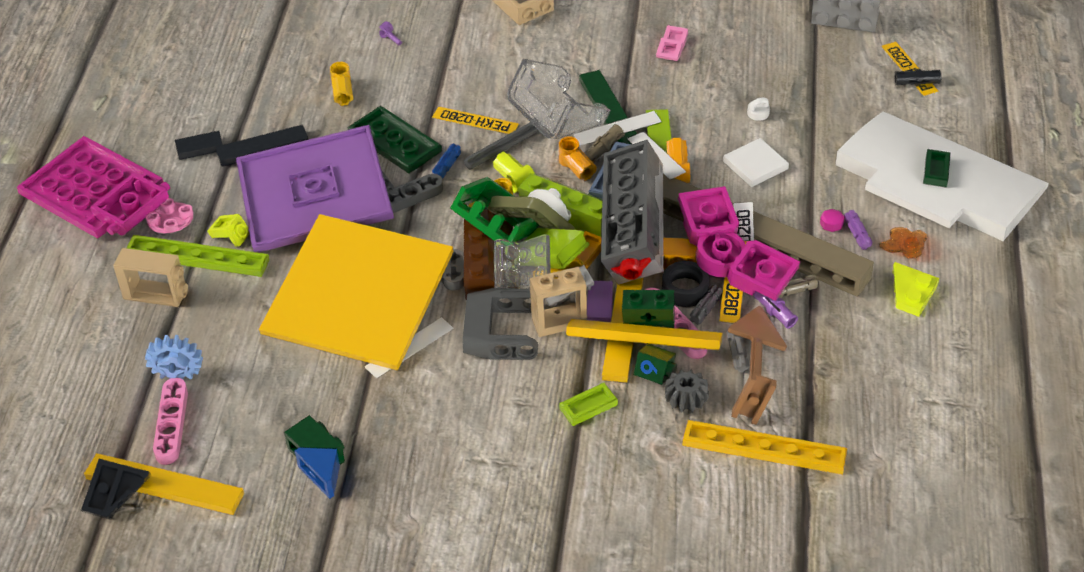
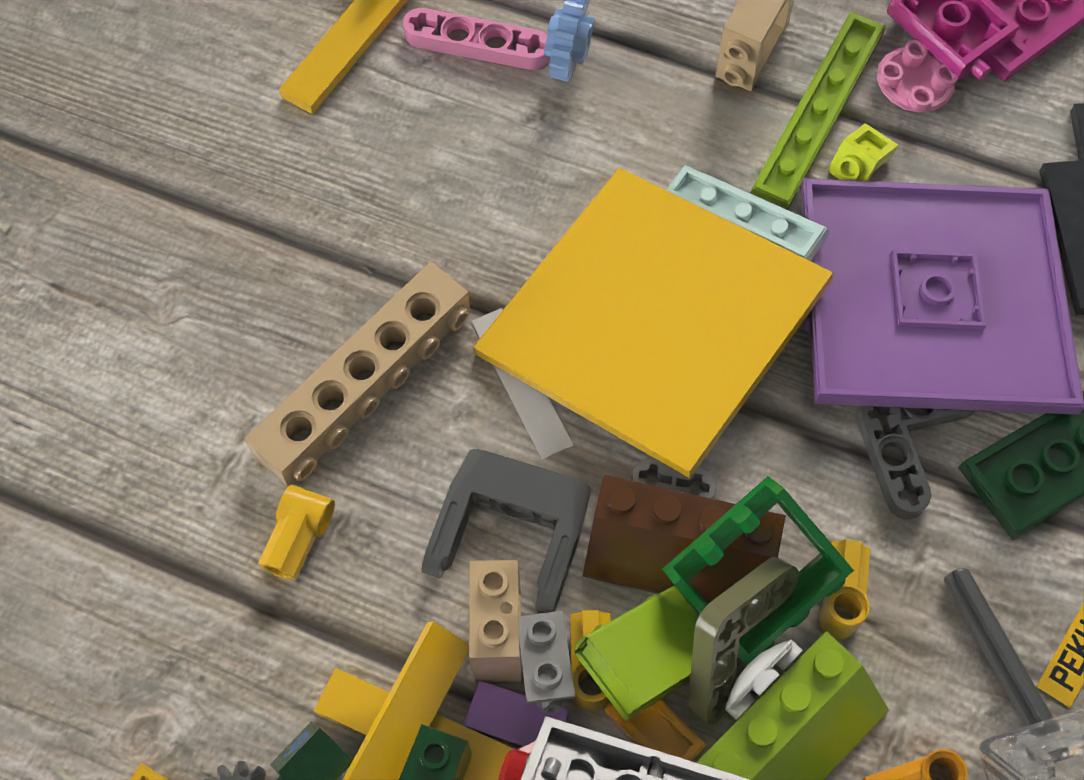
camera: 105 degrees right, 20 degrees up
(280, 265) = (750, 212): none -> light aqua tile
(312, 434) = (351, 204): dark green slope -> none
(320, 467) = (299, 205): blue slope -> none
(429, 408) = (335, 379): none -> tan brick
(447, 160) = (971, 537): blue axle -> none
(512, 169) = (894, 655): neon yellow piece -> none
(520, 261) = (615, 579): clear bracket -> none
(525, 410) = (299, 519): none -> yellow piece
(588, 404) = (287, 631): lime tile -> none

